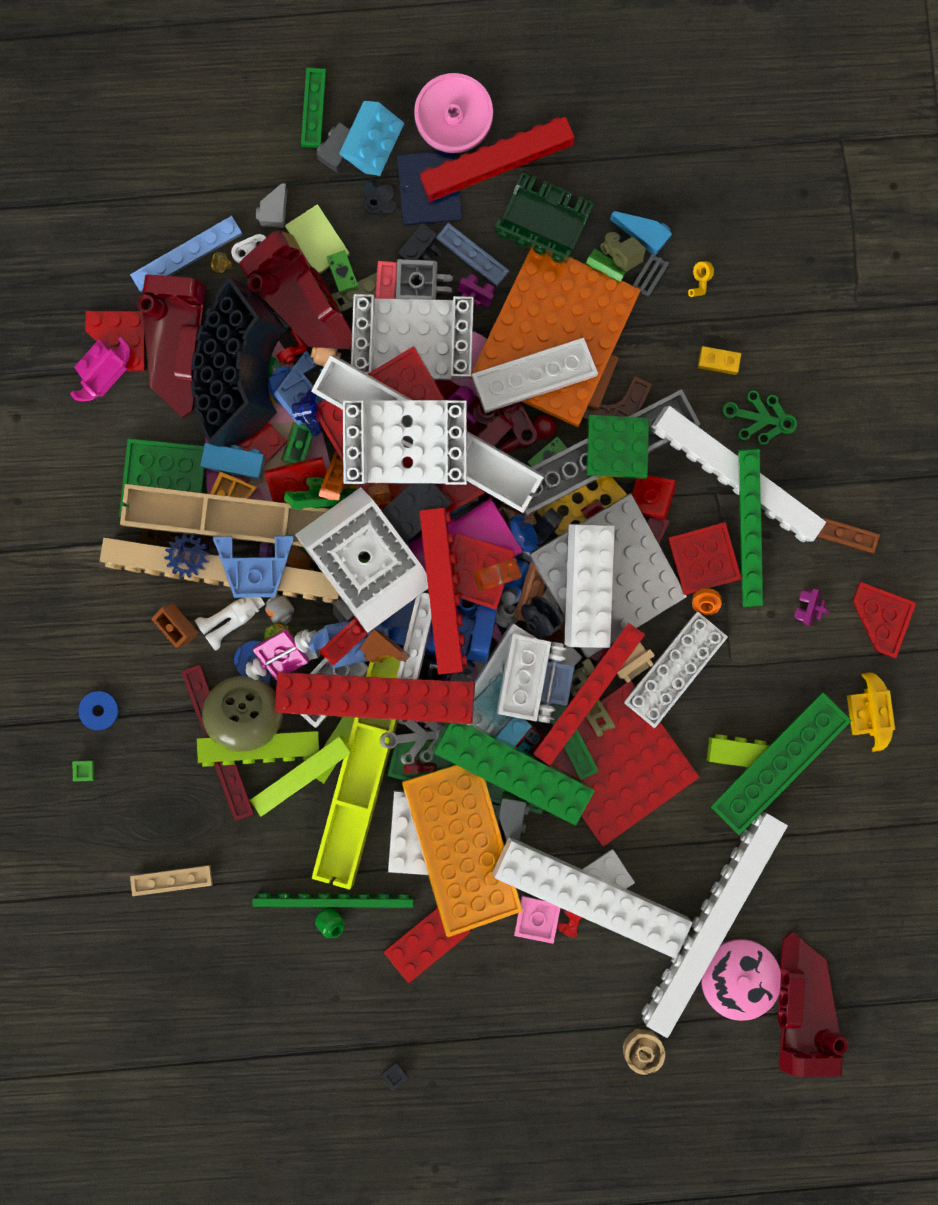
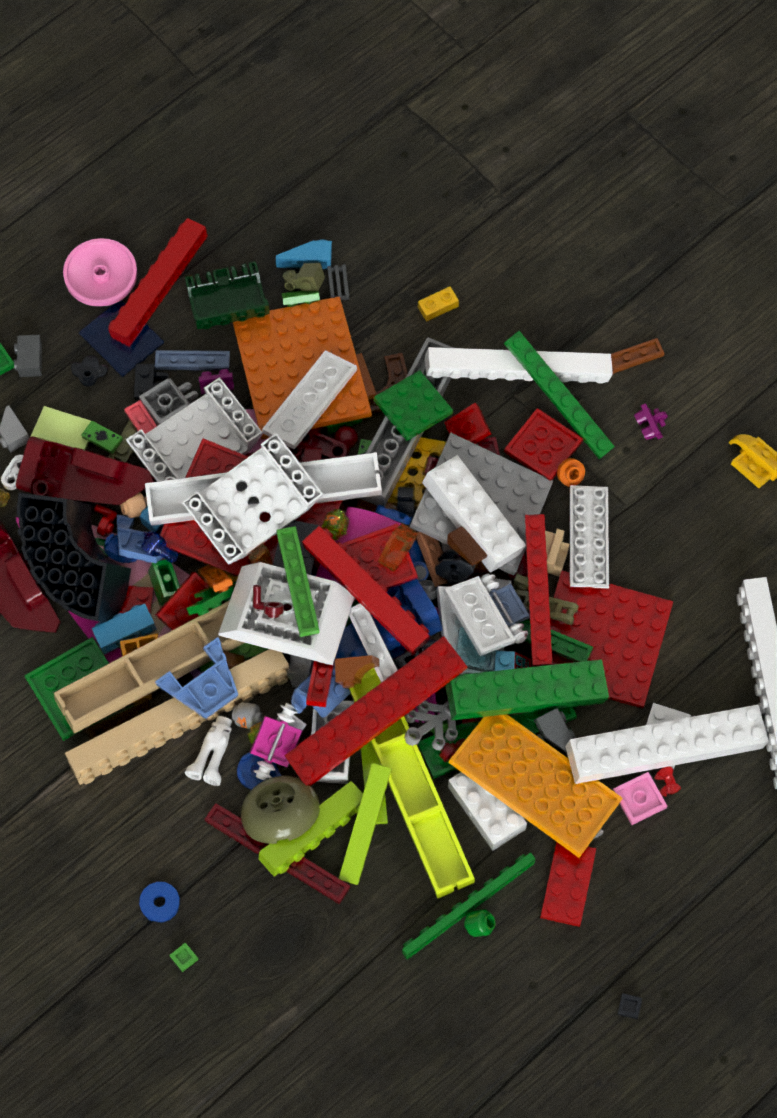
camera: 35 degrees left, 20 degrees down
(171, 880) = (324, 990): tan plate -> none
(175, 625) = (172, 786): dark orange brick -> none
(195, 551) = (146, 705): clear blue gear -> none
(348, 553) = (272, 609): none -> dark red plate
(371, 138) = (51, 329): medium azure brick -> none
(388, 543) = (297, 581): none -> bright green plate
(466, 508) = (336, 523): none -> clear neon green head
(559, 611) = (466, 546): none -> reddish brown slope
(702, 277) = (372, 256): yellow plate -> none
(734, 752) = (695, 557): lime brick -> none
(762, 417) = (501, 320): green plant -> none
(780, 763) = (723, 542): green plate -> none
(883, 617) = (710, 391): red plate -> none

